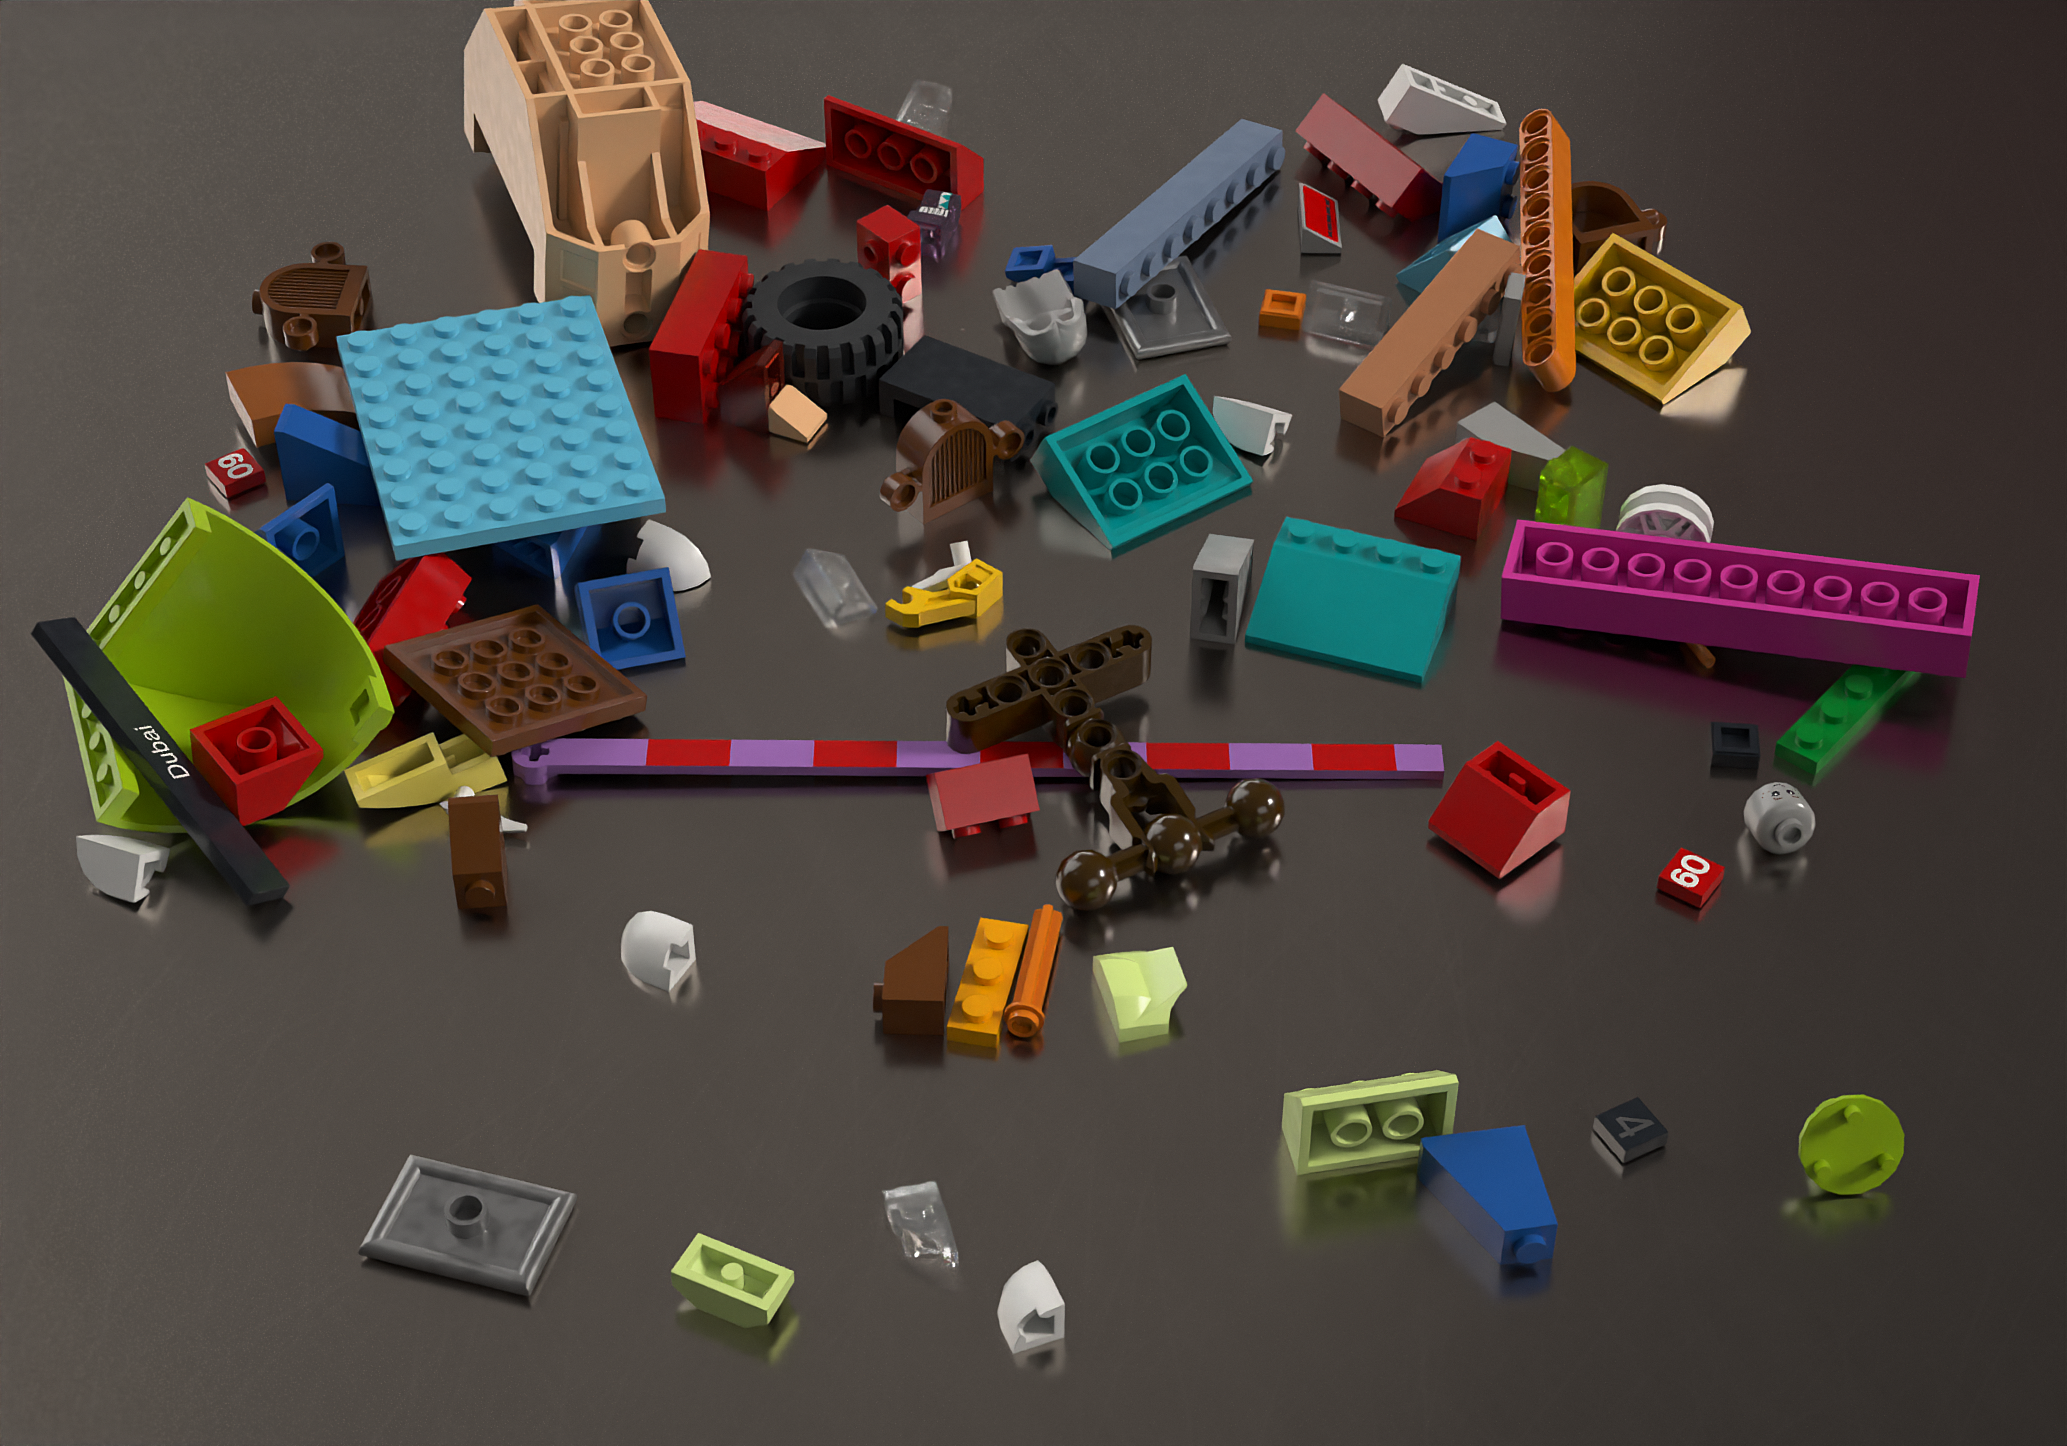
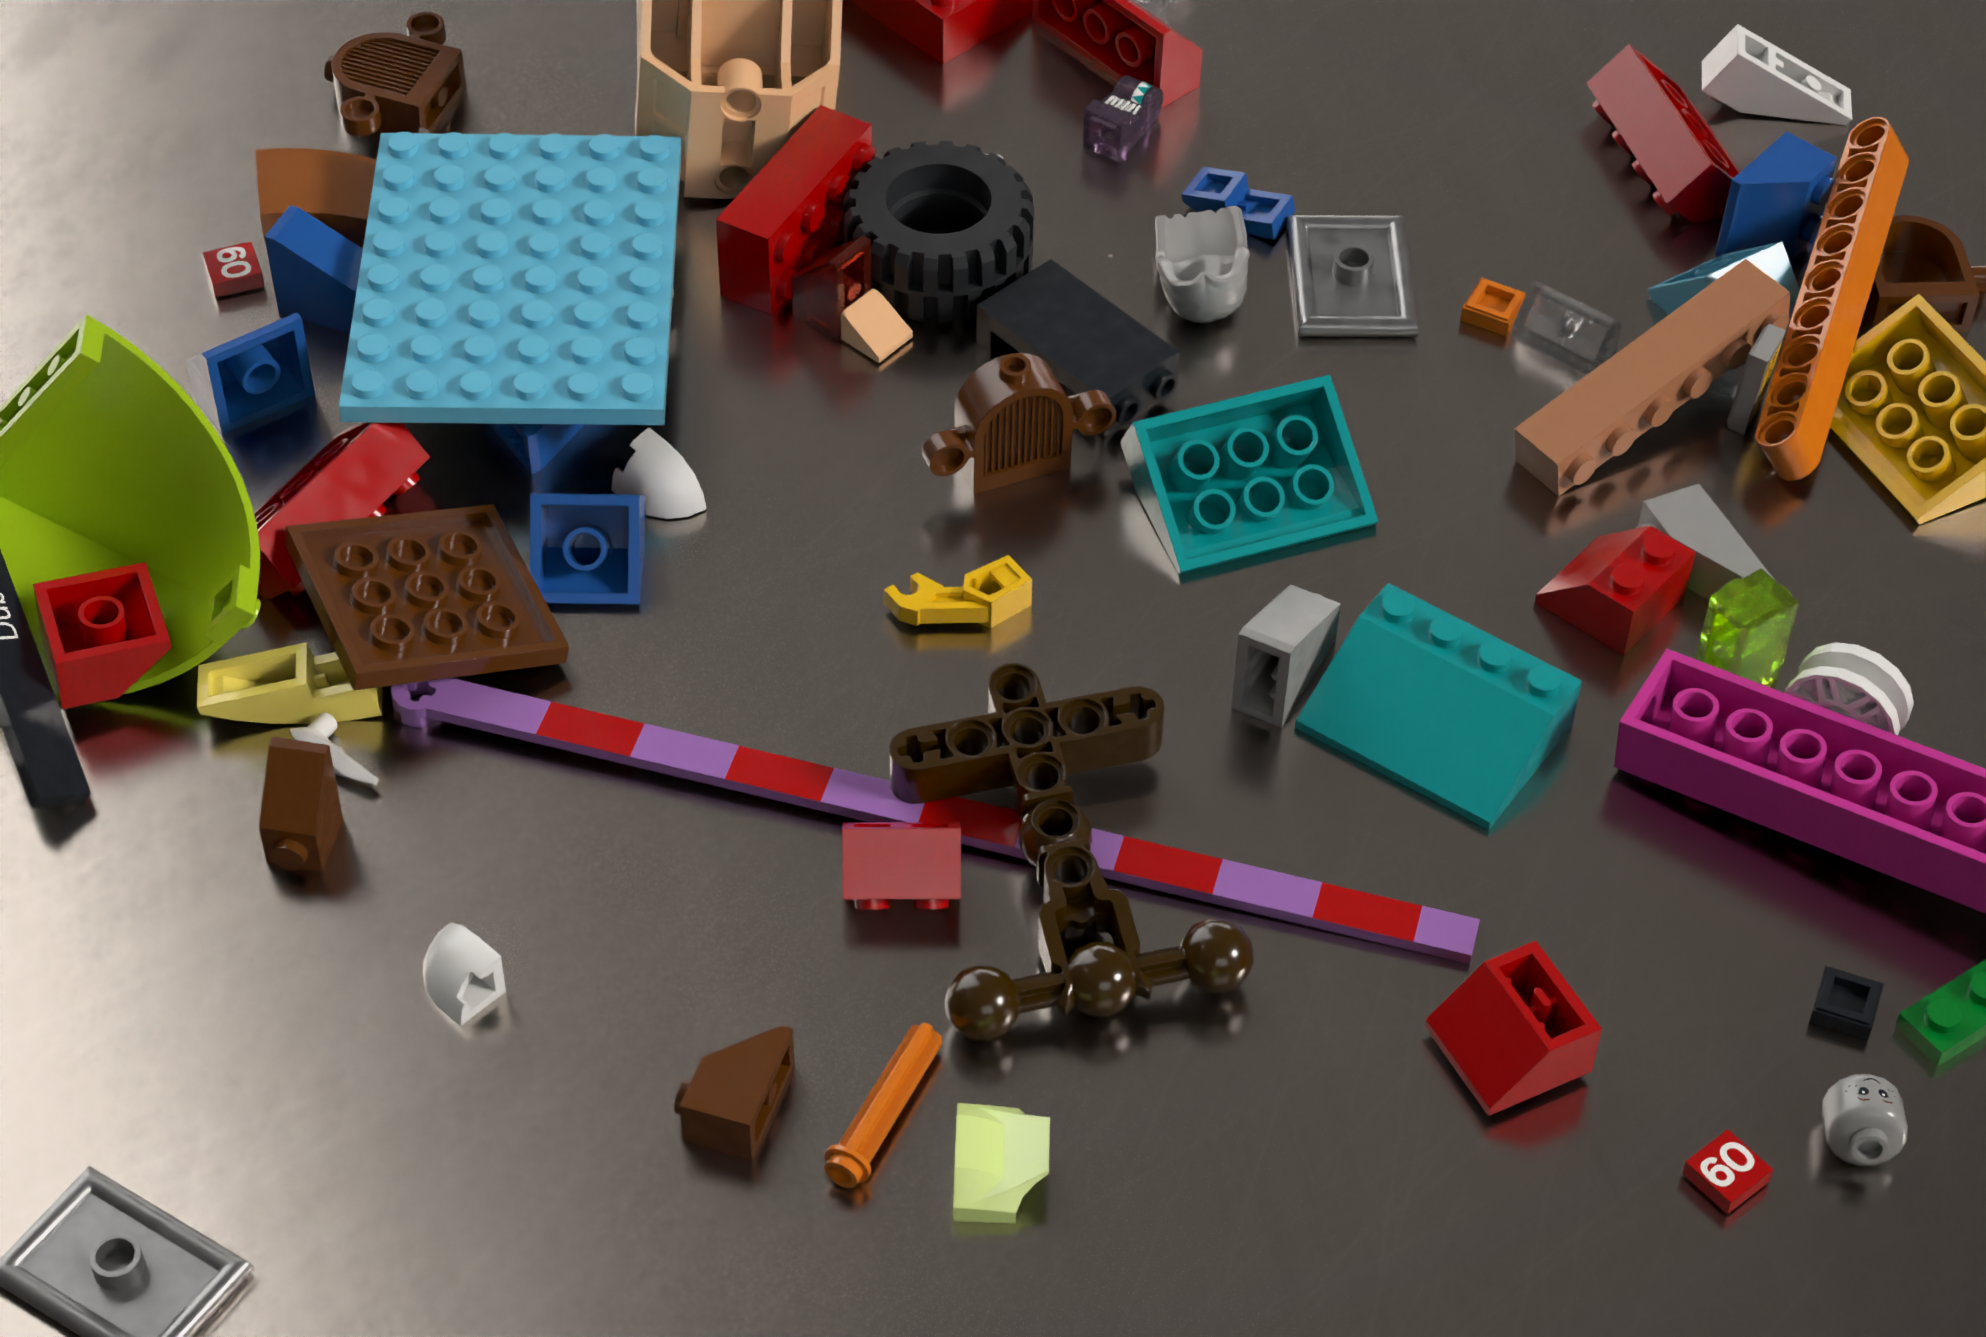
camera: 15 degrees right, 5 degrees up
(833, 588) = (838, 554): clear slope -> none
(893, 248) = (1048, 151): red brick -> none
(938, 581) = (994, 549): white bar -> none
(987, 982) = (823, 1106): light orange plate -> none
(1177, 214) = (1406, 162): sand blue brick -> none
(1249, 424) = (1398, 447): white brick -> none
(1318, 221) = (1577, 202): slope -> none
(1703, 649) = (1845, 870): orange leg -> none

